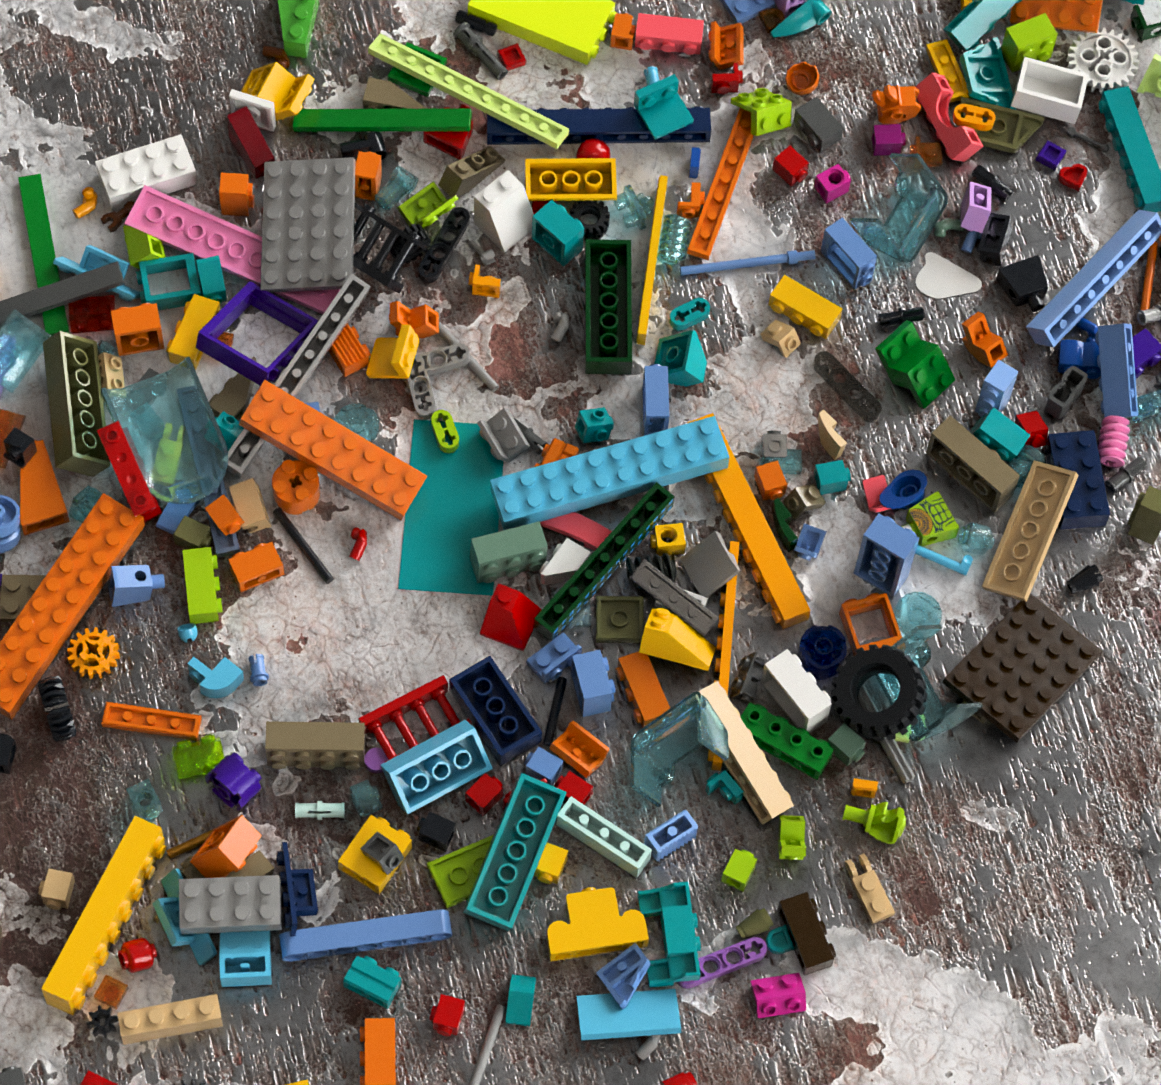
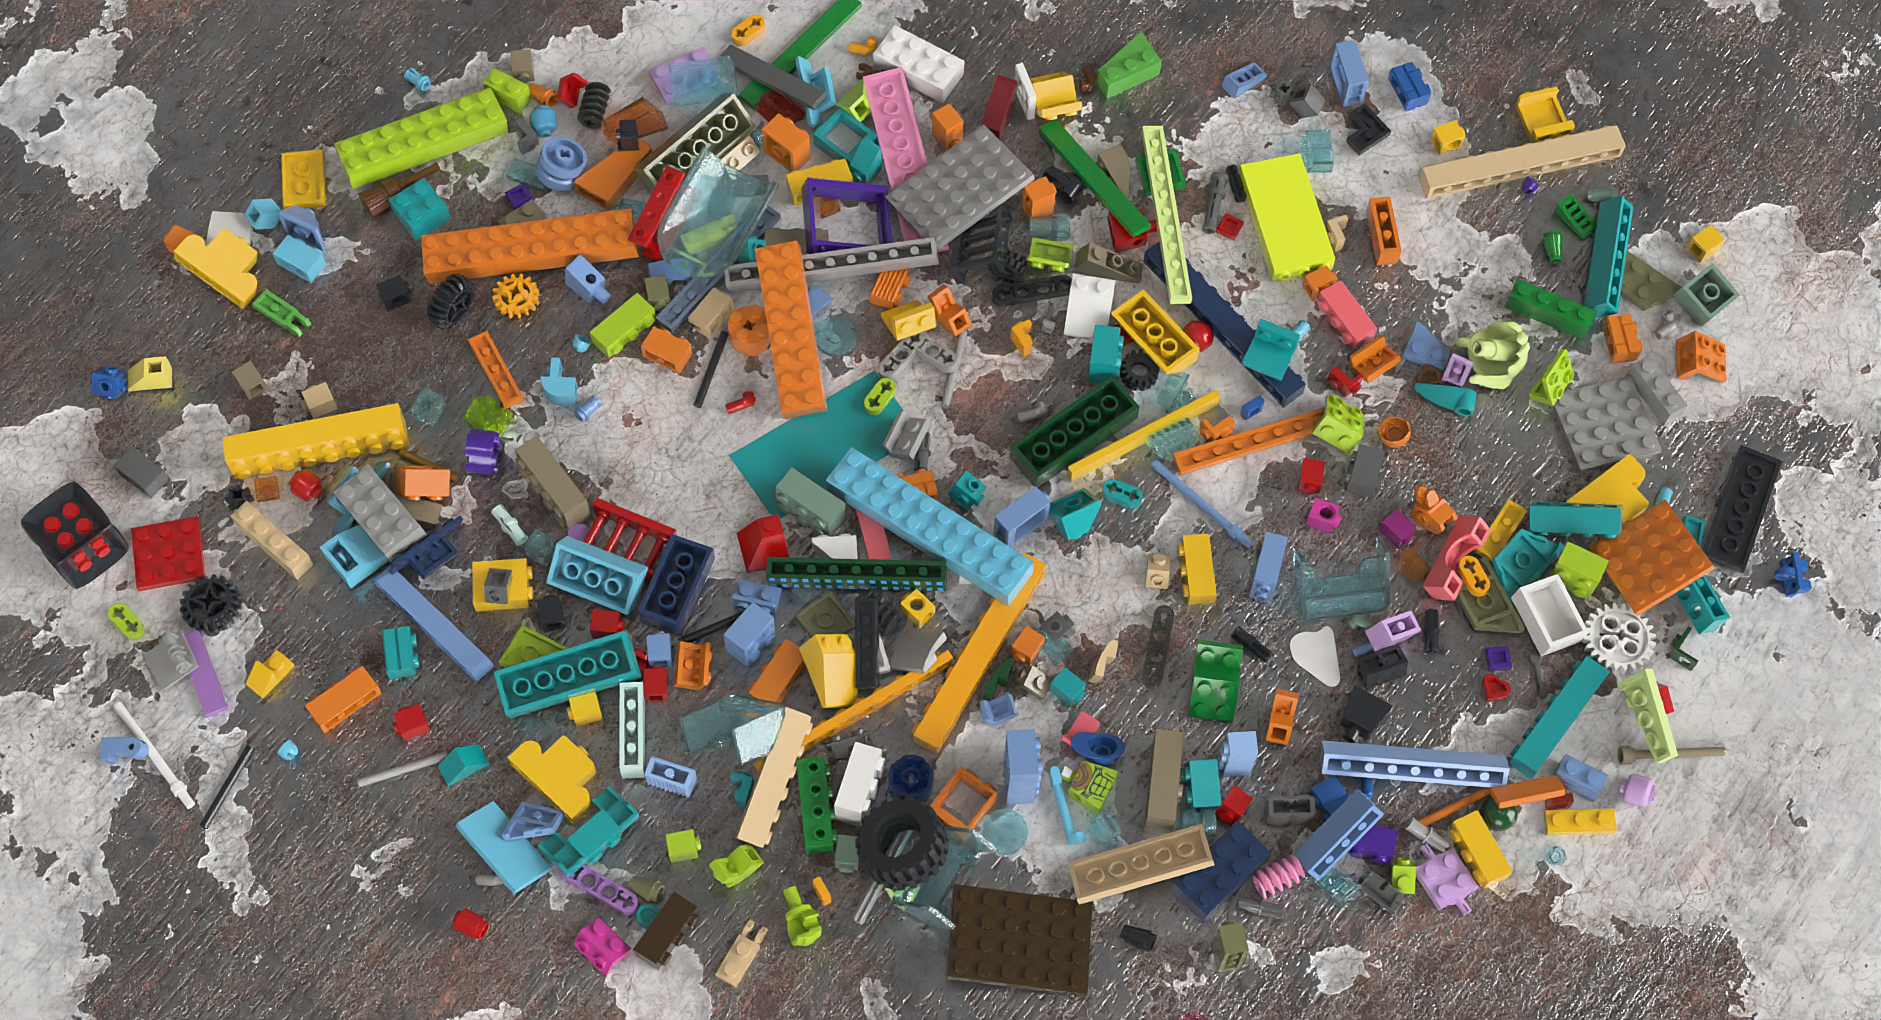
camera: 55 degrees right, 0 degrees up
(225, 515) = (684, 299): orange brick -> none

